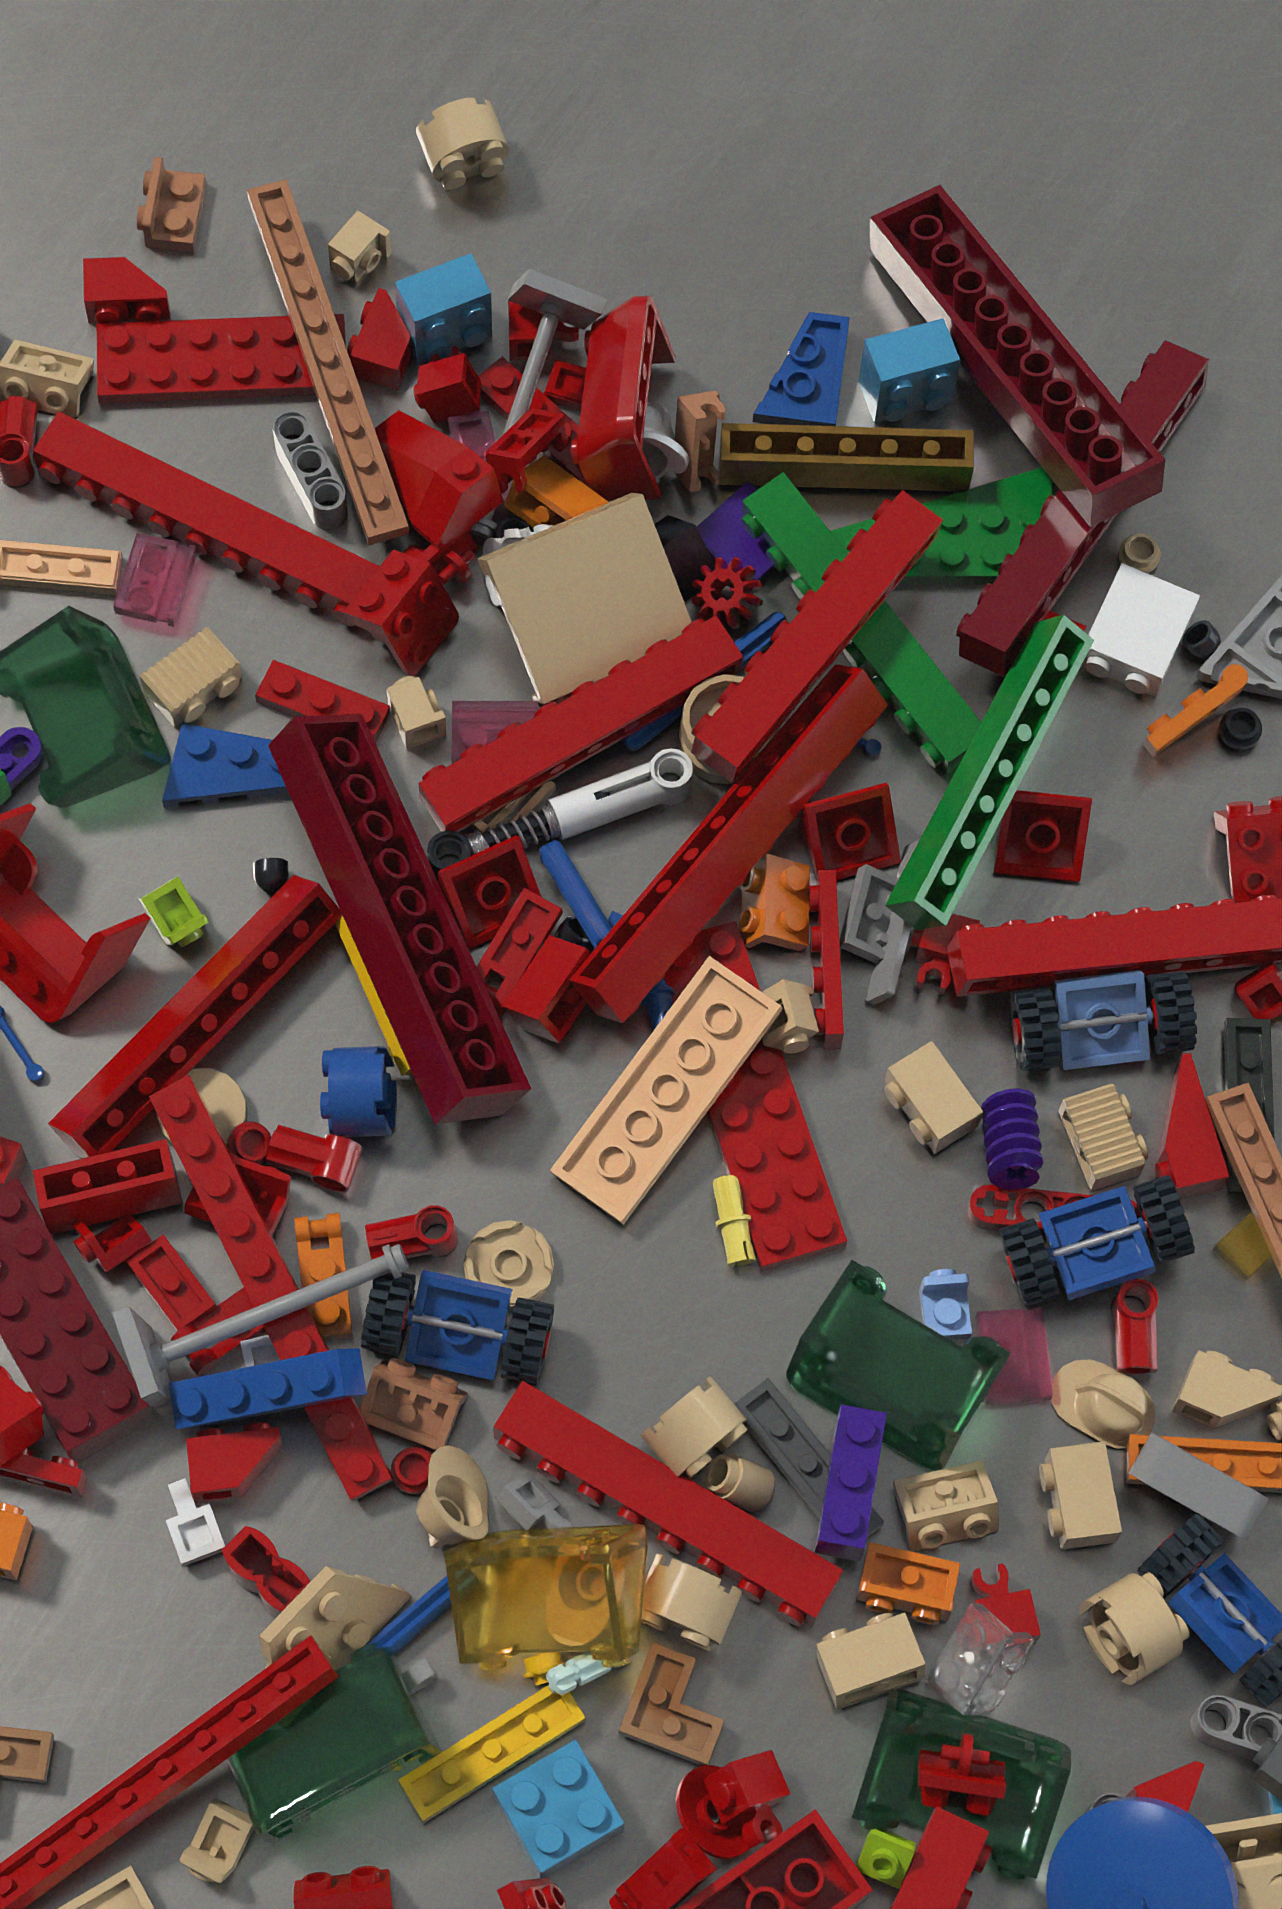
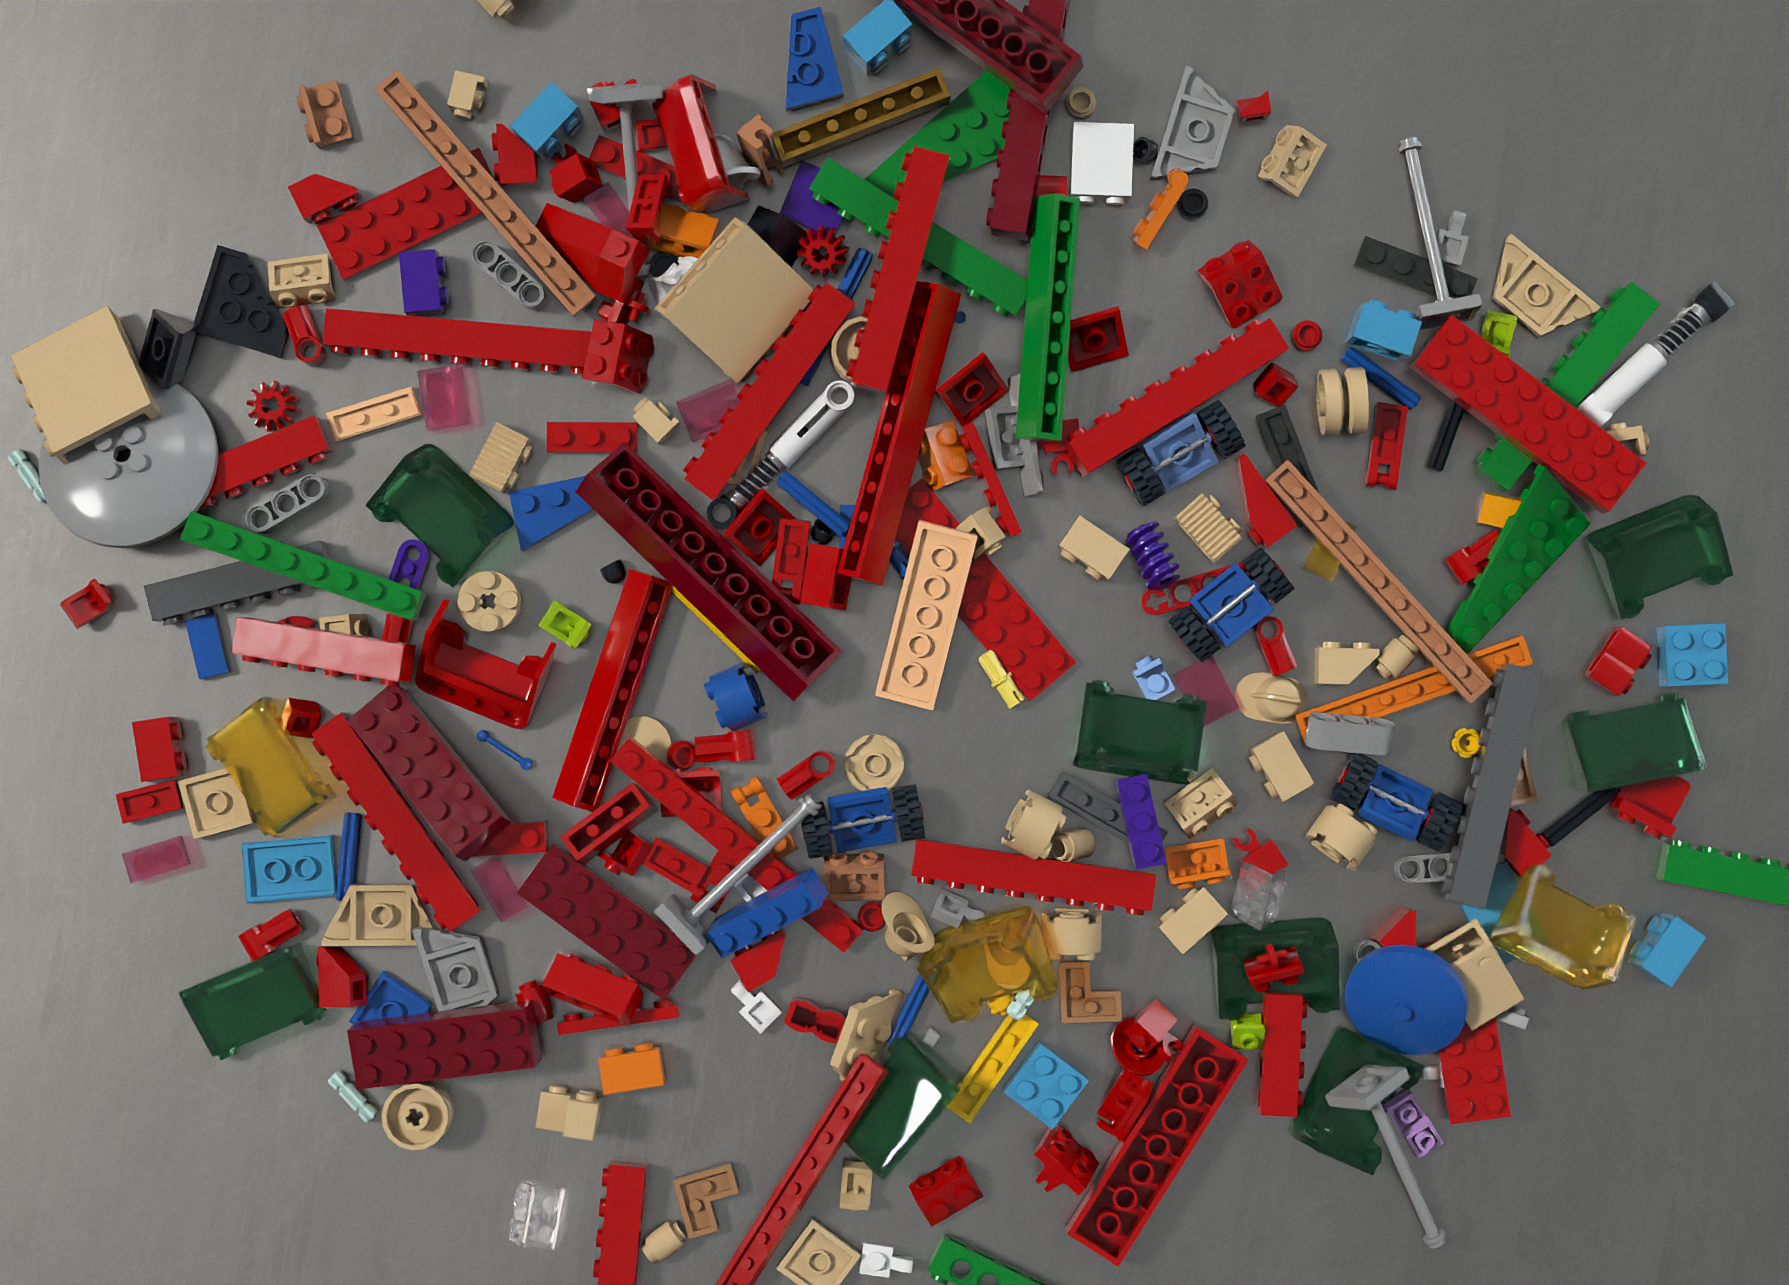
camera: 20 degrees left, 20 degrees up
(86, 820) = (472, 601): none -> tan brick
(197, 430) = (422, 282): none -> dark purple brick

